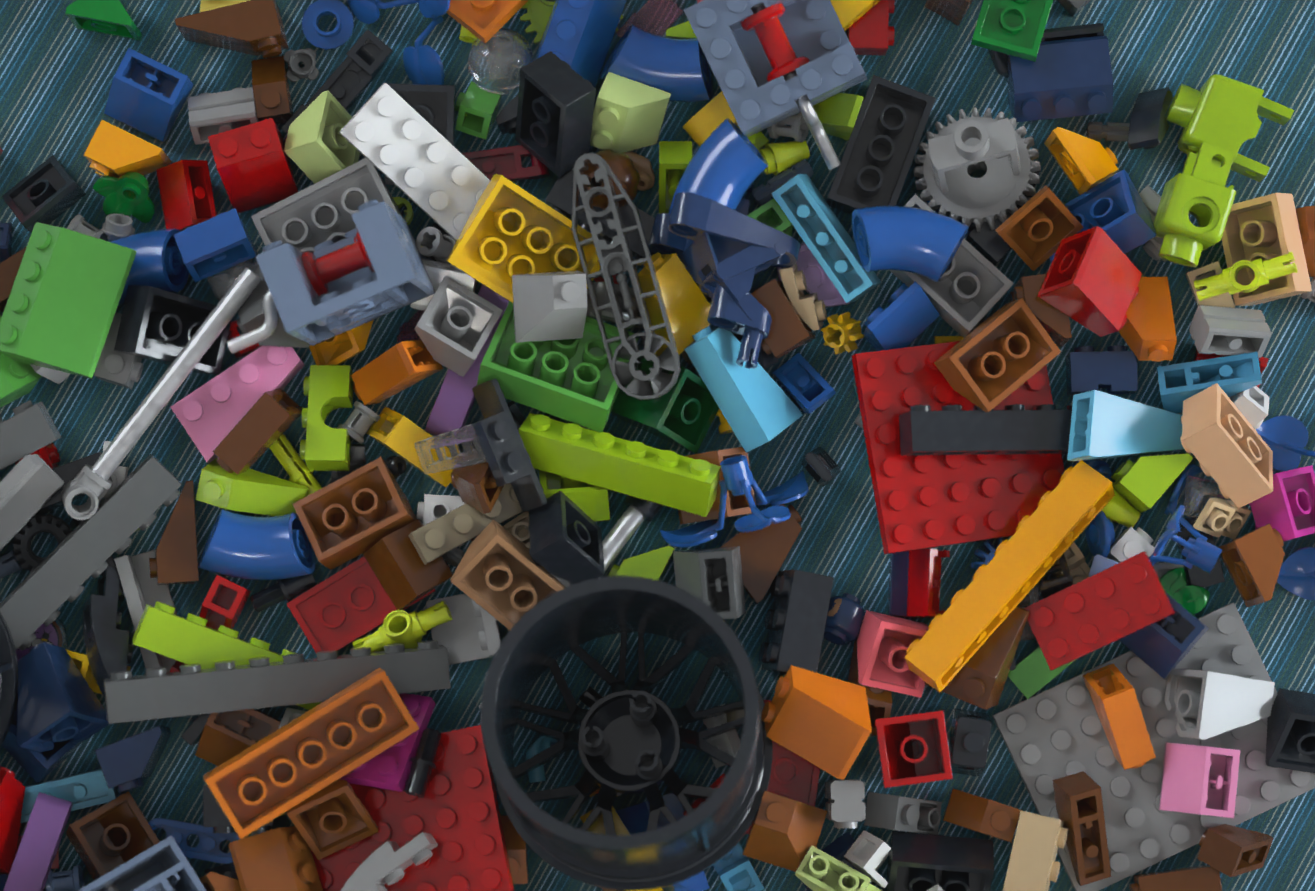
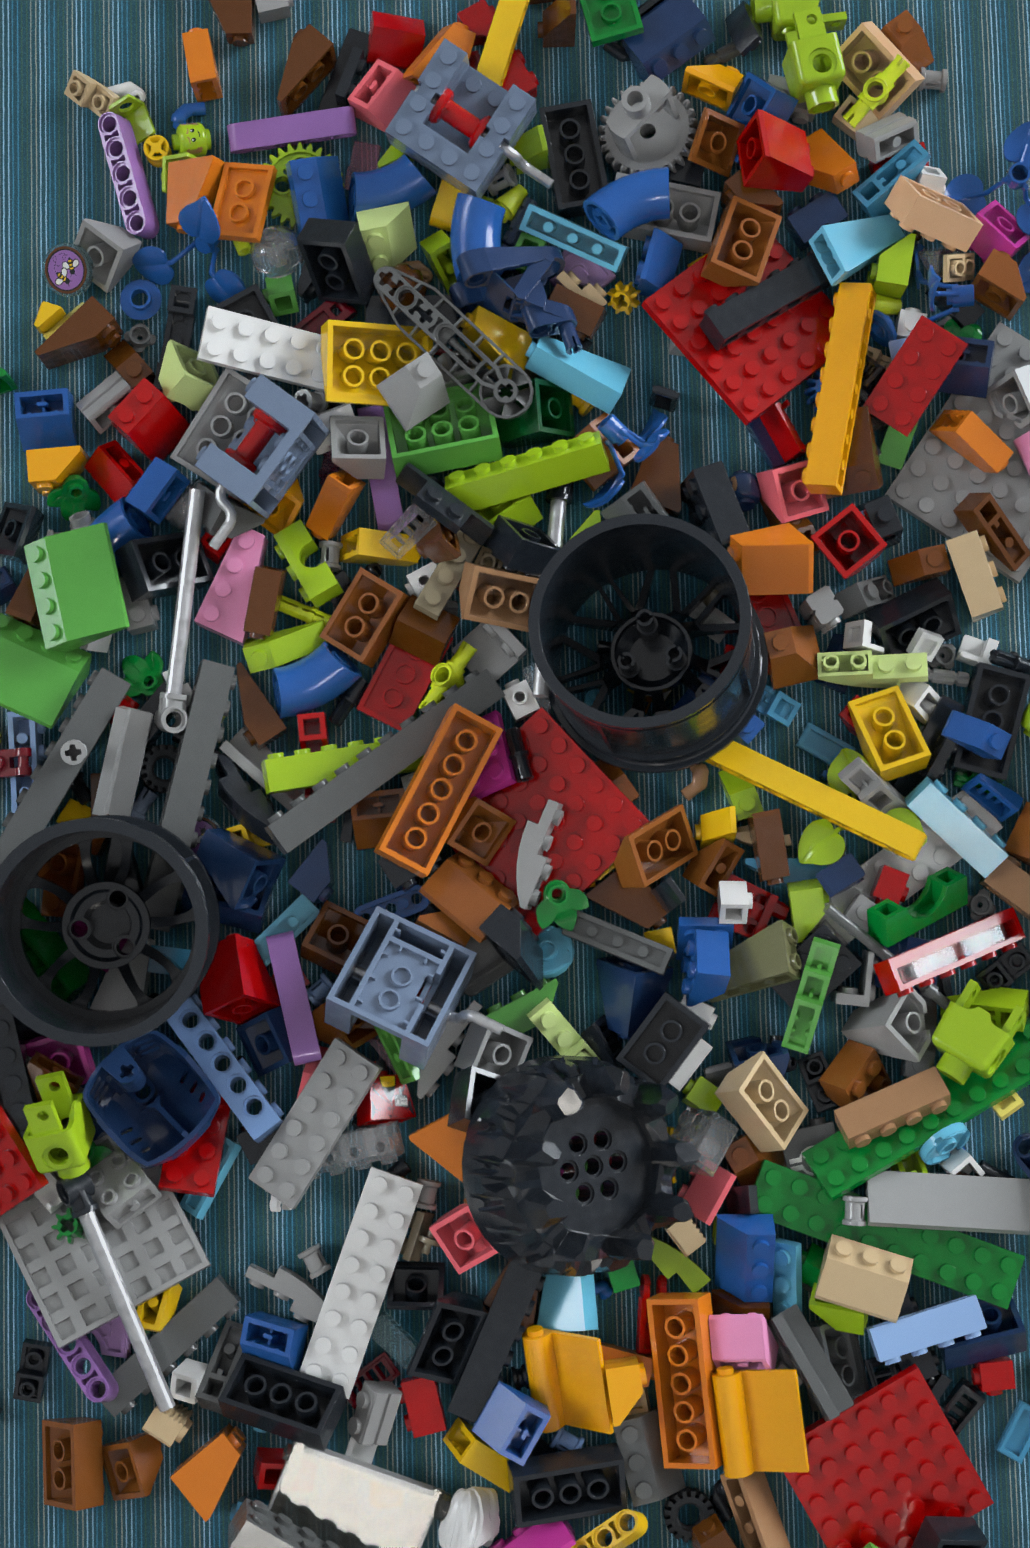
camera: 25 degrees left, 0 degrees up
(84, 424) = (141, 671): none -> green plate
(464, 700) = (520, 700): none -> white brick
(804, 383) = (619, 347): blue slope -> none

